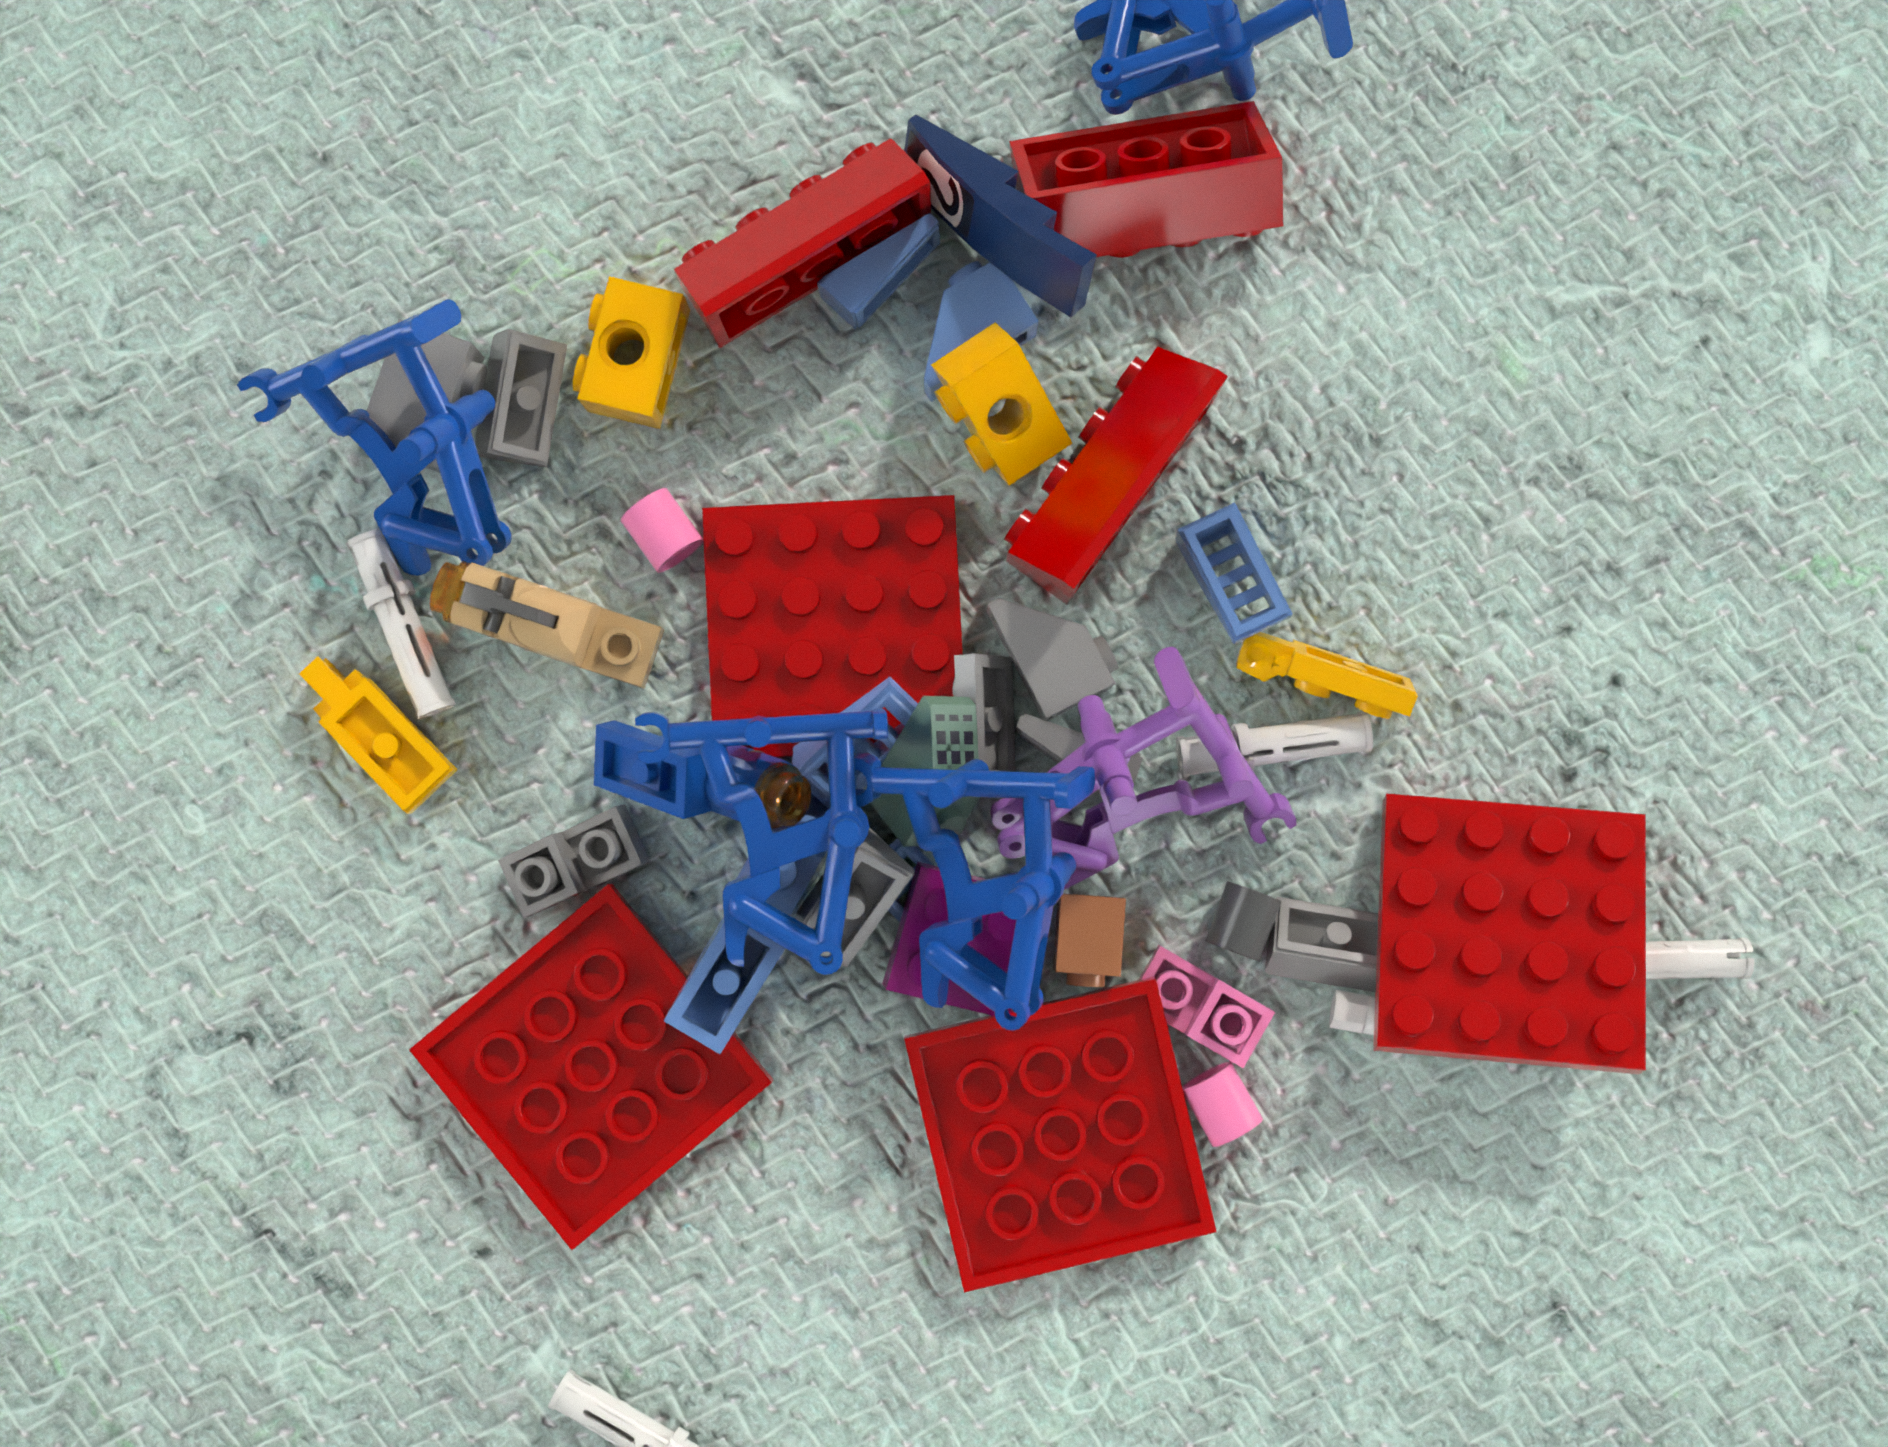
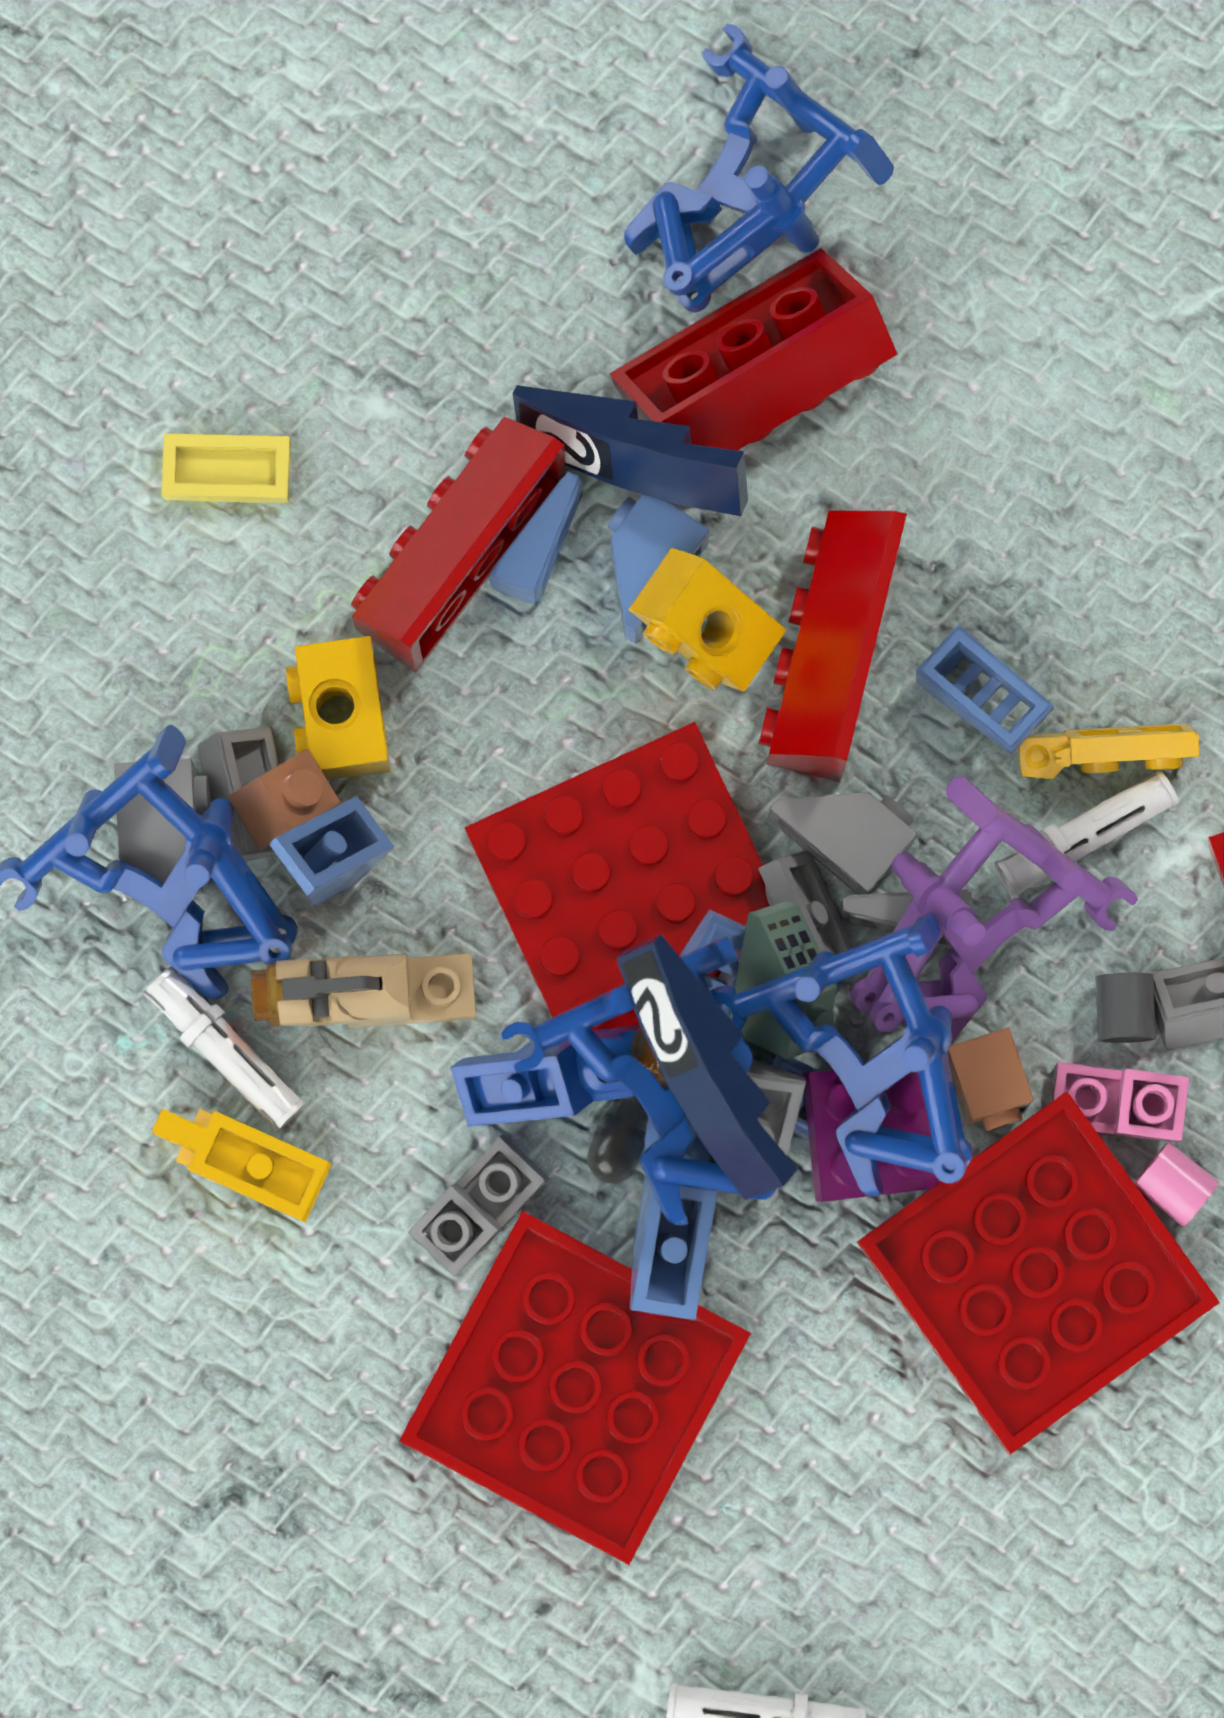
camera: 25 degrees left, 5 degrees down
(542, 414) = (284, 798): none -> nougat brick
(561, 480) = (332, 850): none -> medium blue slope
(622, 89) = (226, 468): none -> light yellow tile
(662, 530) = (435, 863): bright pink beam -> none
(718, 859) = (617, 1143): none -> clear smoke cylinder
(806, 807) = (693, 1049): none -> dark blue slope

